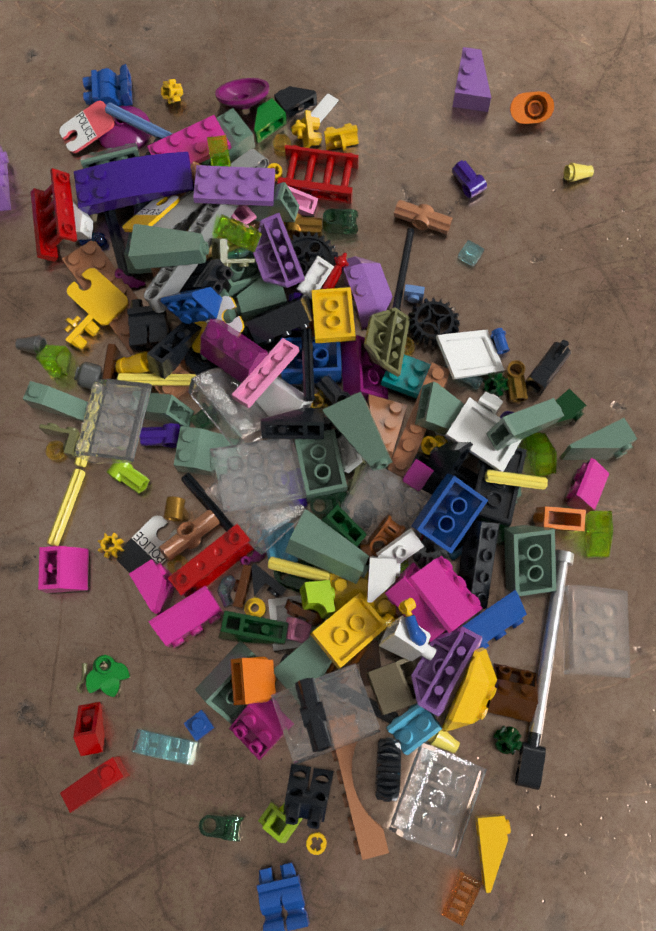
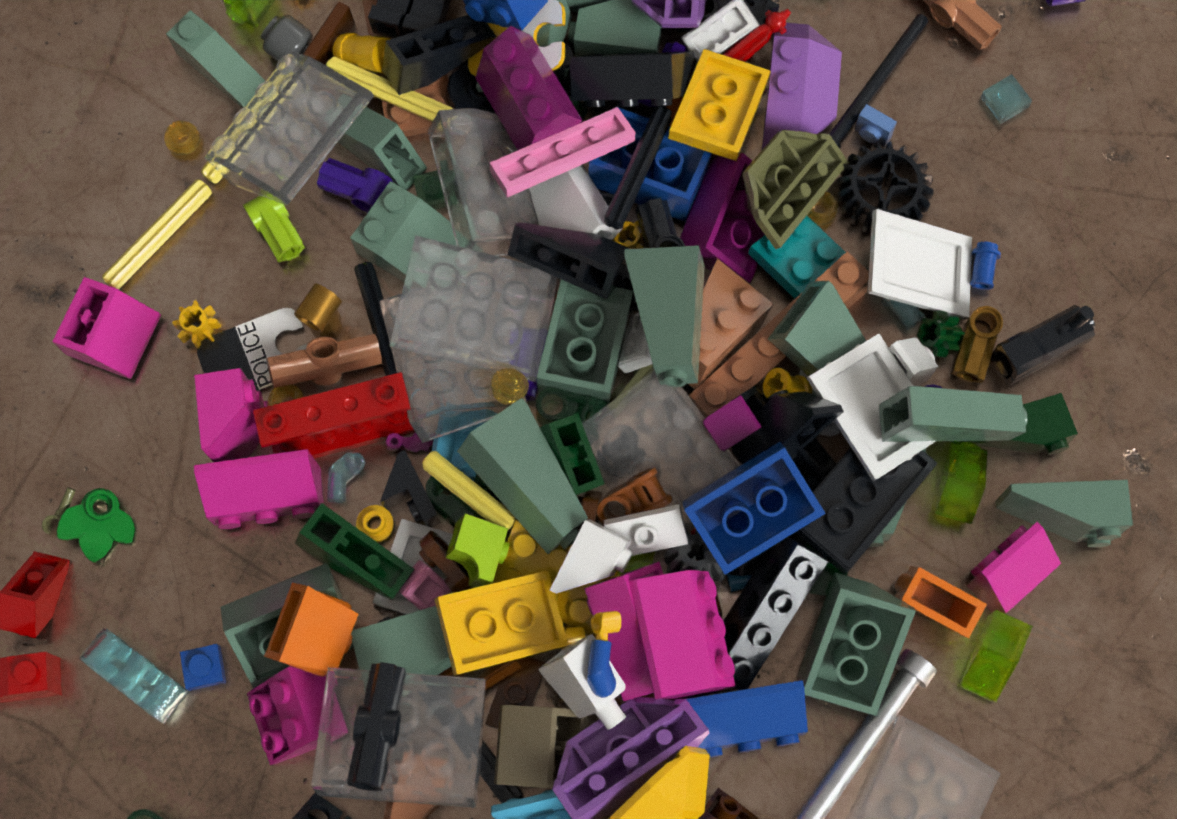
camera: 25 degrees right, 0 degrees up
(71, 433) = (216, 120): olive bracket -> none
(242, 586) = (369, 482): reddish brown plate -> none
(295, 505) = (508, 393): none -> clear yellow plate
(516, 479) = (892, 502): light yellow axle -> none

